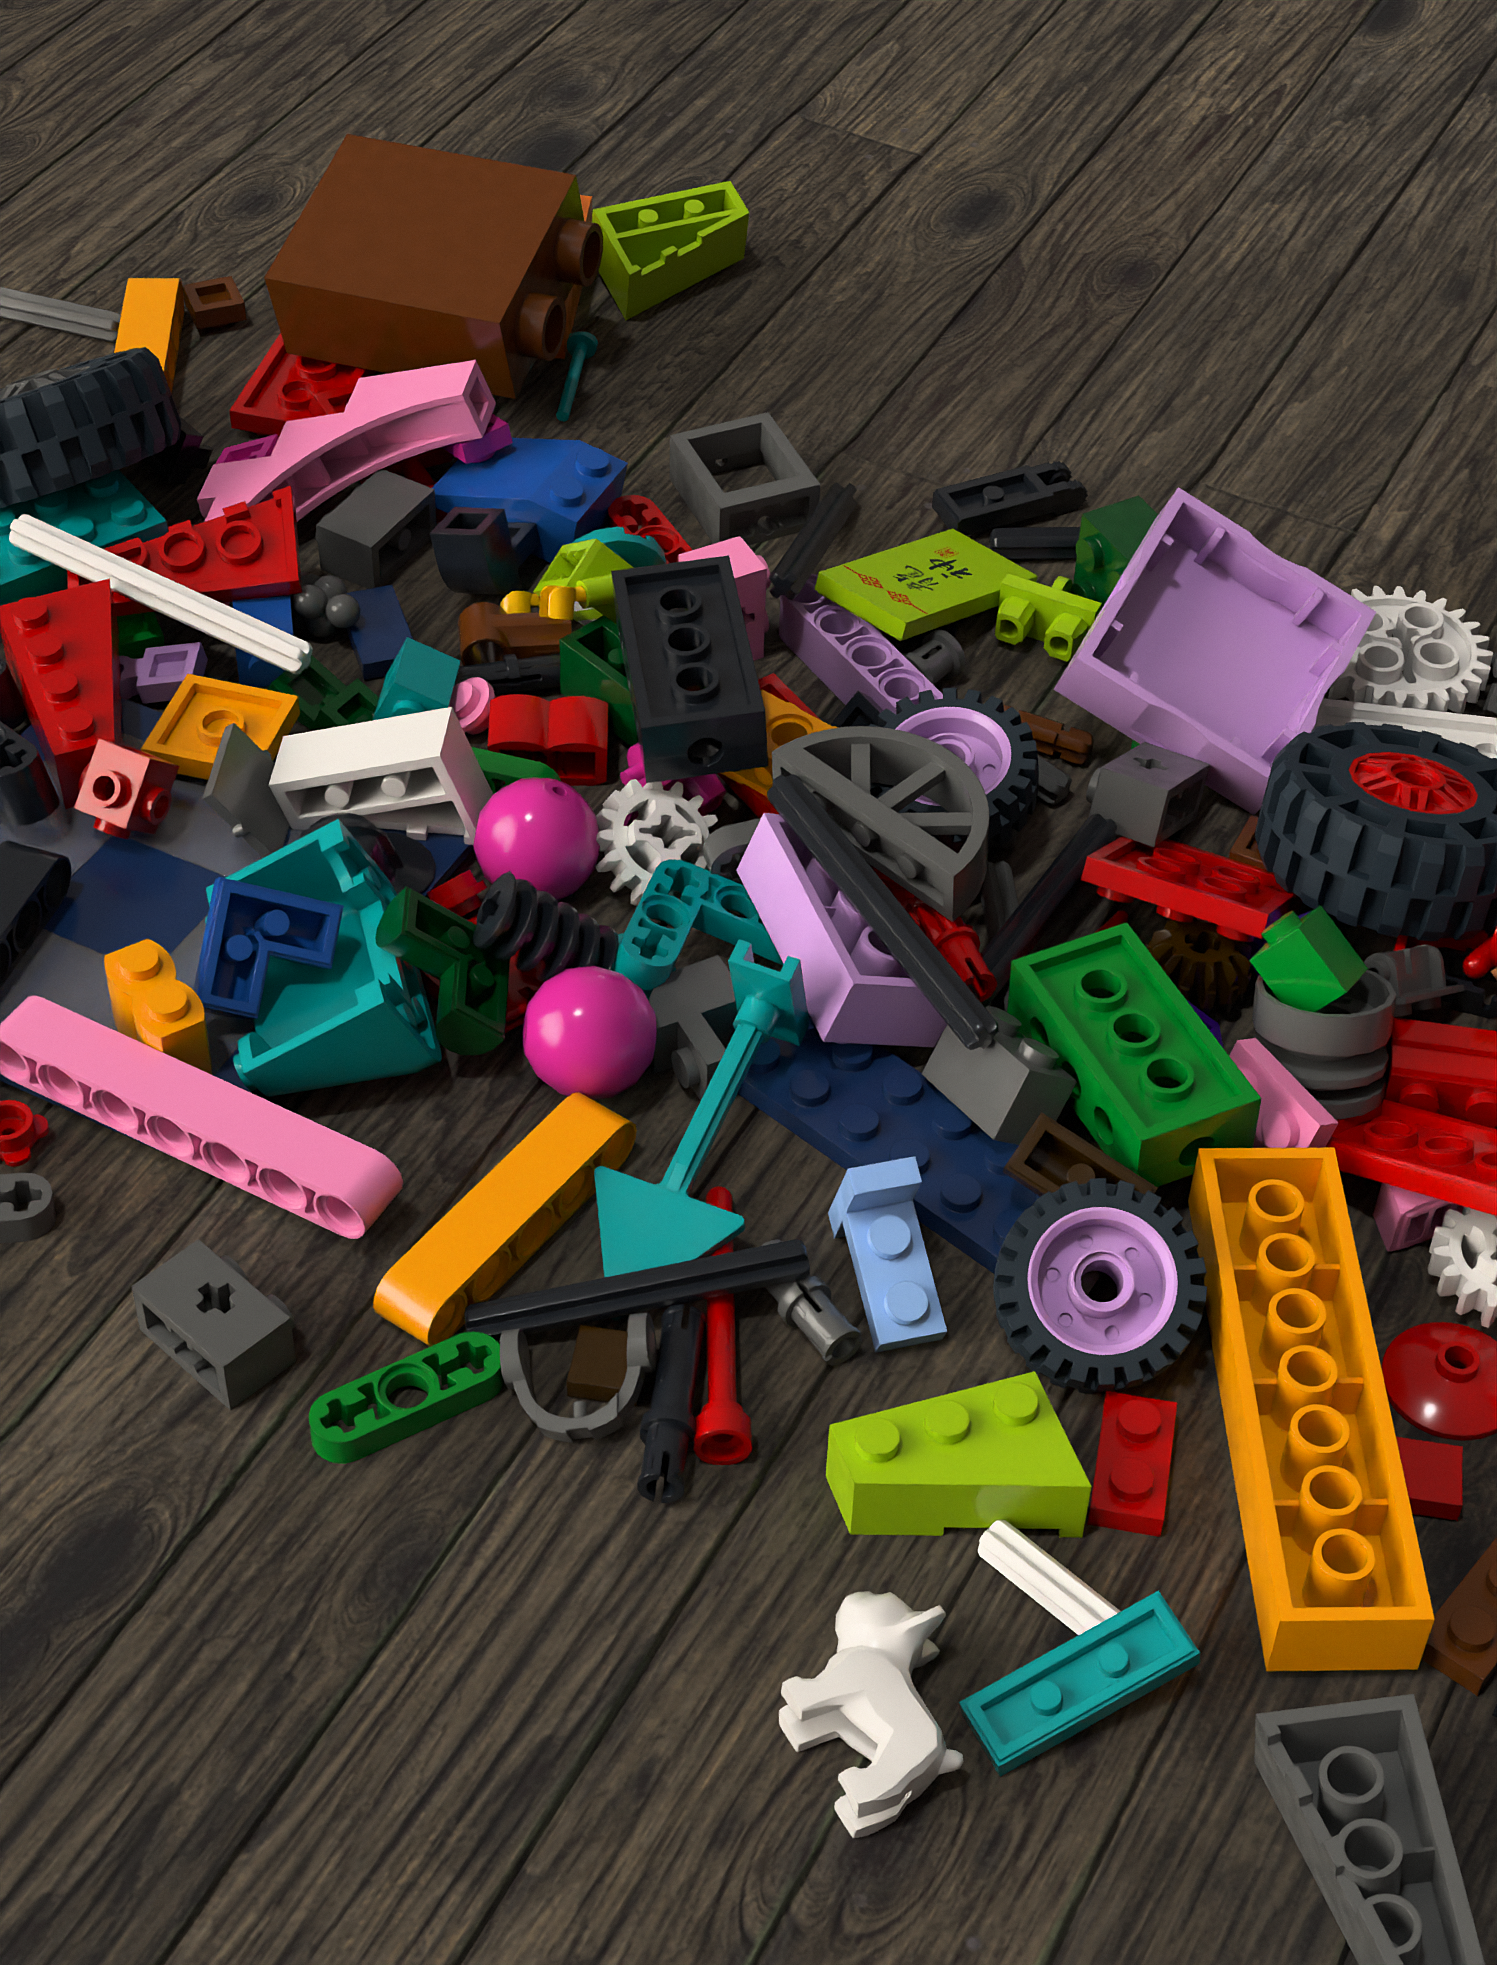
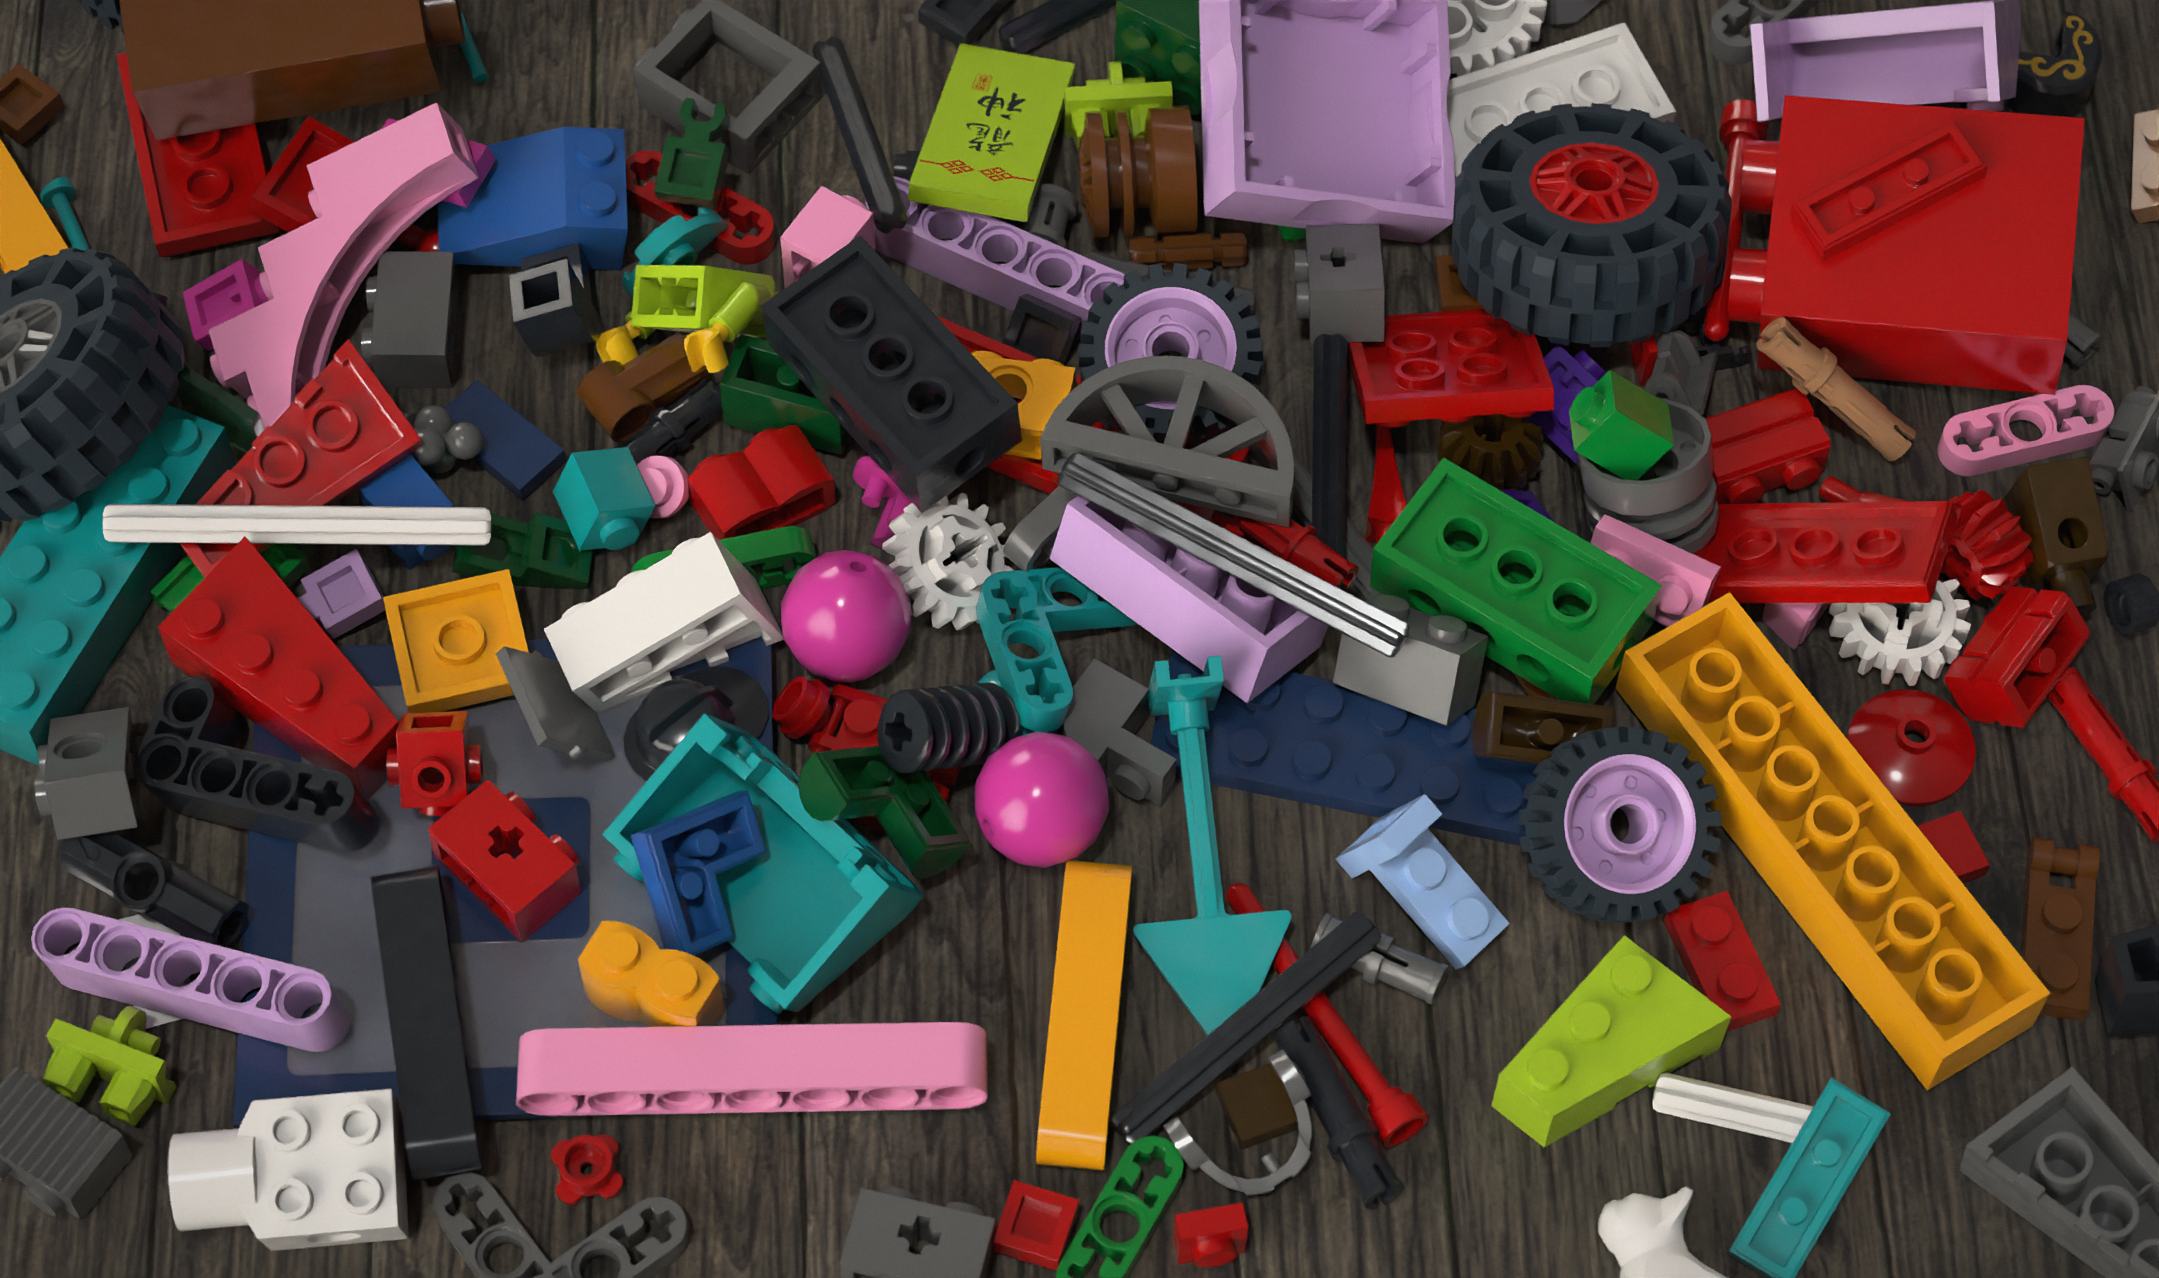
camera: 30 degrees left, 15 degrees up
(125, 881) = (506, 859): none -> red brick
(169, 497) = (216, 405): none -> clear green piece
(192, 364) = (59, 195): none -> teal piece
(332, 1353) = (1035, 1225): none -> red plate
(477, 1436) = (1210, 1235): none -> red plate
(670, 507) = (694, 165): none -> dark green plate
(1021, 647) = (1139, 172): none -> reddish brown wheel

